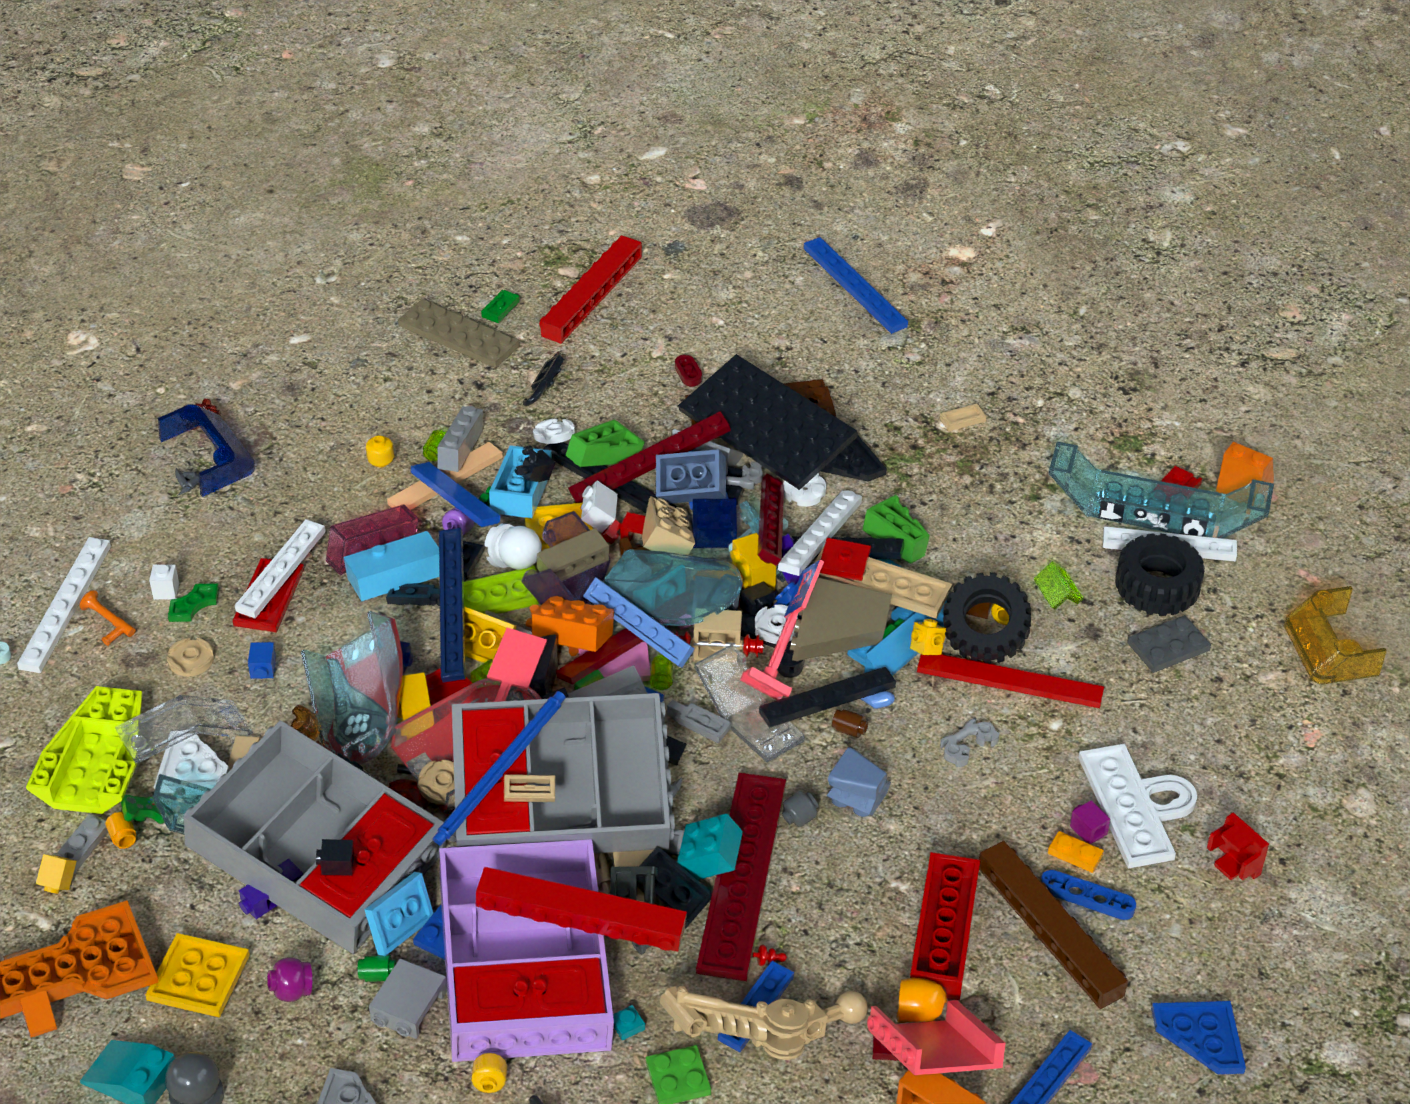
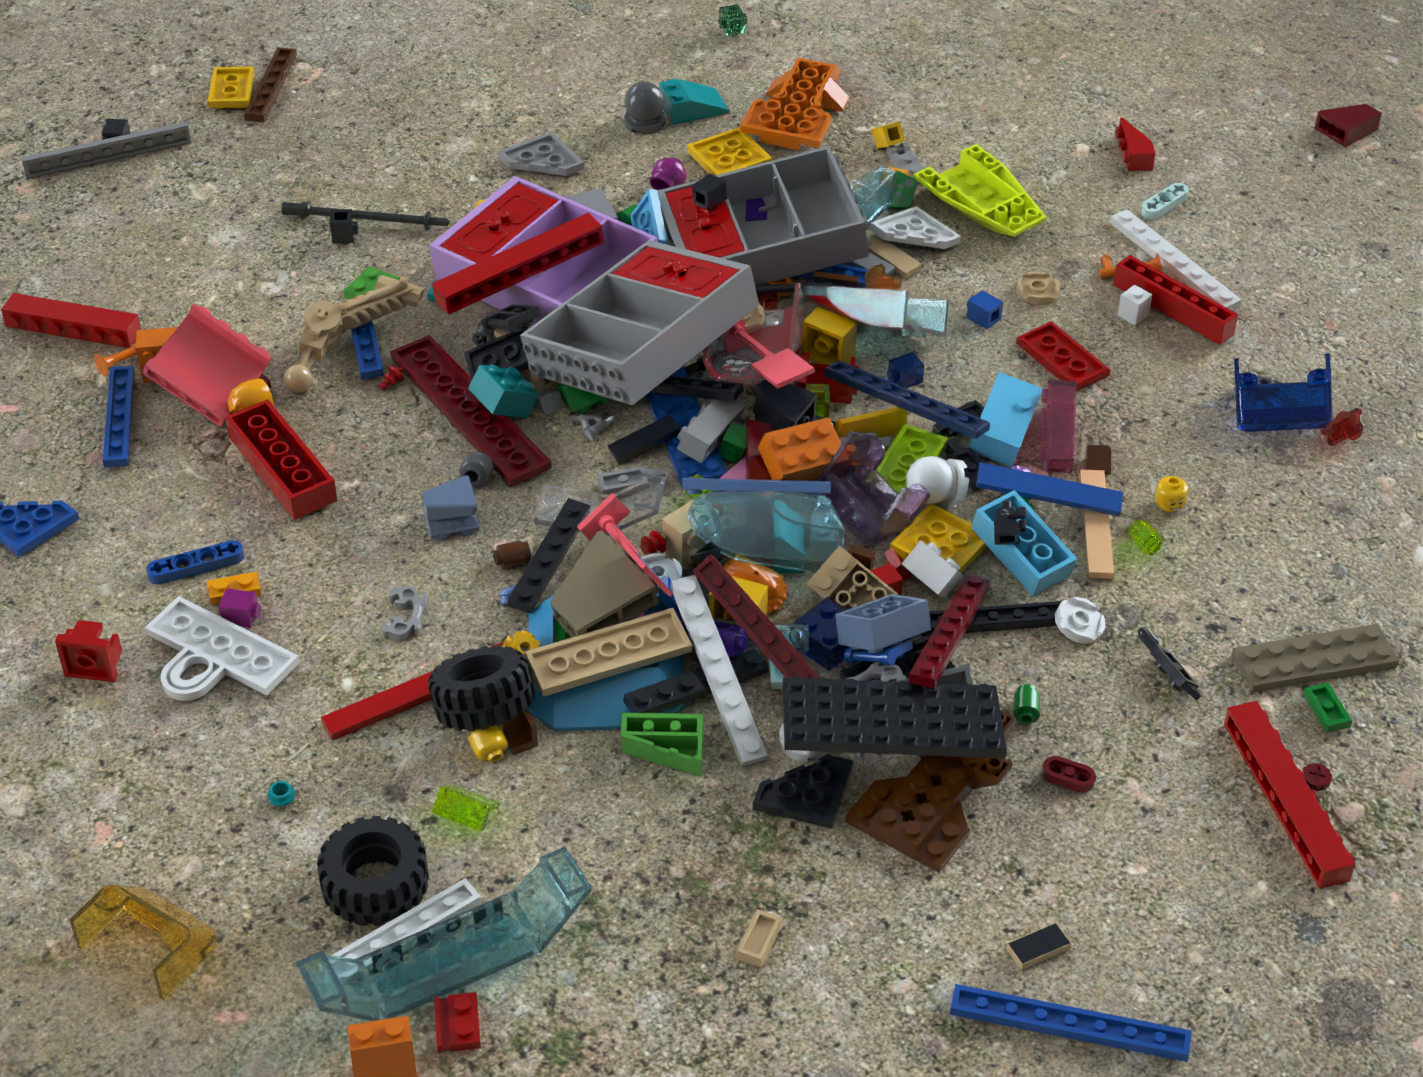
camera: 135 degrees right, 0 degrees up
(136, 561) = (1177, 300): none -> red brick
(178, 721) = (949, 235): clear windscreen -> none
(186, 607) = (1100, 321): green tile -> none
(280, 568) = (1077, 362): white plate -> none
(373, 506) = (1098, 458): none -> reddish brown slope
(460, 438) = (1126, 540): light grey brick -> none
(497, 770) = (675, 293): blue piece -> none
(532, 792) = (636, 276): tan tile -> none
(563, 284) = (1317, 778): none -> dark red piece
(574, 555) = (871, 486): dark tan brick -> none
(603, 445) = (1009, 621): bright green wedge -> none
(657, 412) = (1026, 704): none -> green brick
(821, 321) = (1038, 946): none -> black tile
(845, 559) = (654, 634): red plate -> none
(1053, 925) = (204, 517): reddish brown brick -> none
(1169, 644) = (309, 824): dark grey plate -> none
(1172, 672) = (281, 794): none -> teal plate

